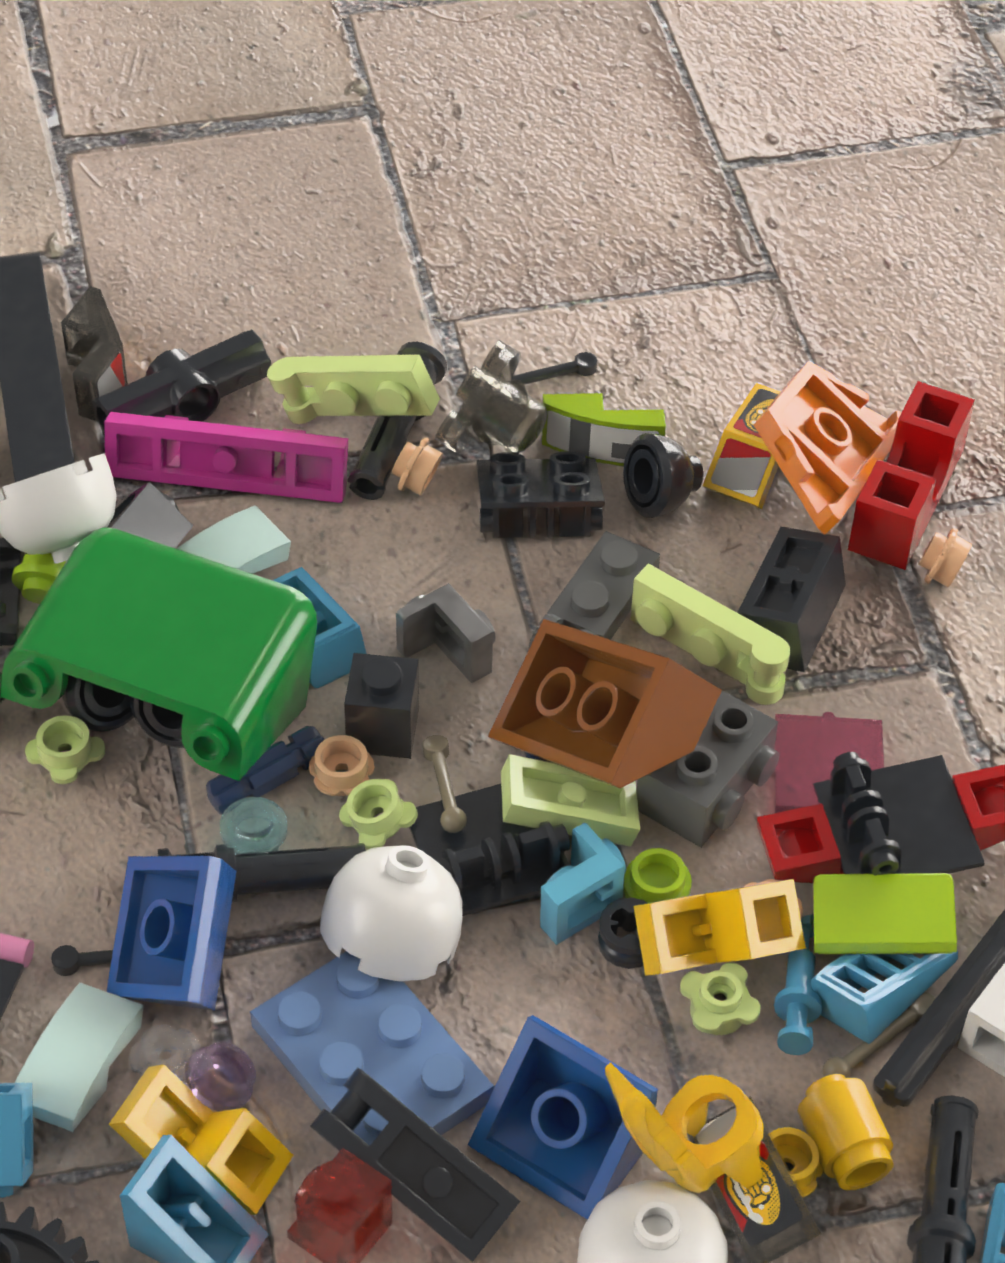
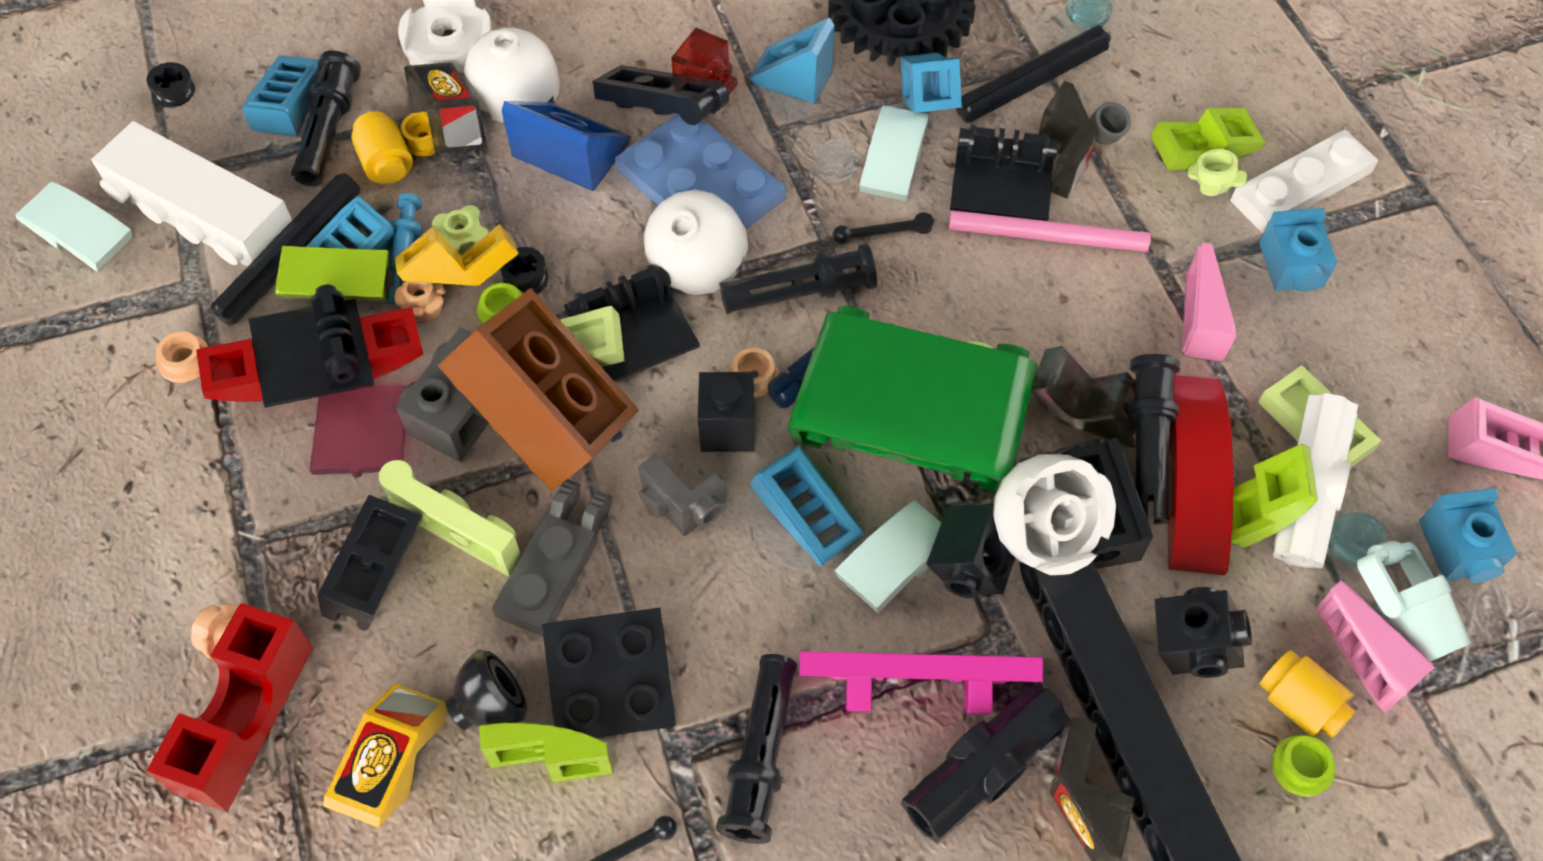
camera: 175 degrees right, 10 degrees up
(172, 930) = (845, 205): blue slope -> none
(220, 1076) = (786, 142): plate -> none
(226, 1143) = (790, 111): yellow slope -> none
(253, 825) = (806, 317): clear light blue plate -> none
(353, 386) = (805, 742): yellowish green plate -> none
(372, 799) = (721, 326): yellowish green plate -> none
(416, 466) = (730, 683): light nougat plate -> none
(437, 750) = (681, 406): dark tan hinge -> none
(494, 407) = (661, 740): clear smoke plate -> none
(583, 890) = (560, 279): medium azure bracket -> none
(665, 1135) = (492, 77): yellow hair -> none
(825, 441) = (310, 721): orange wing -> none

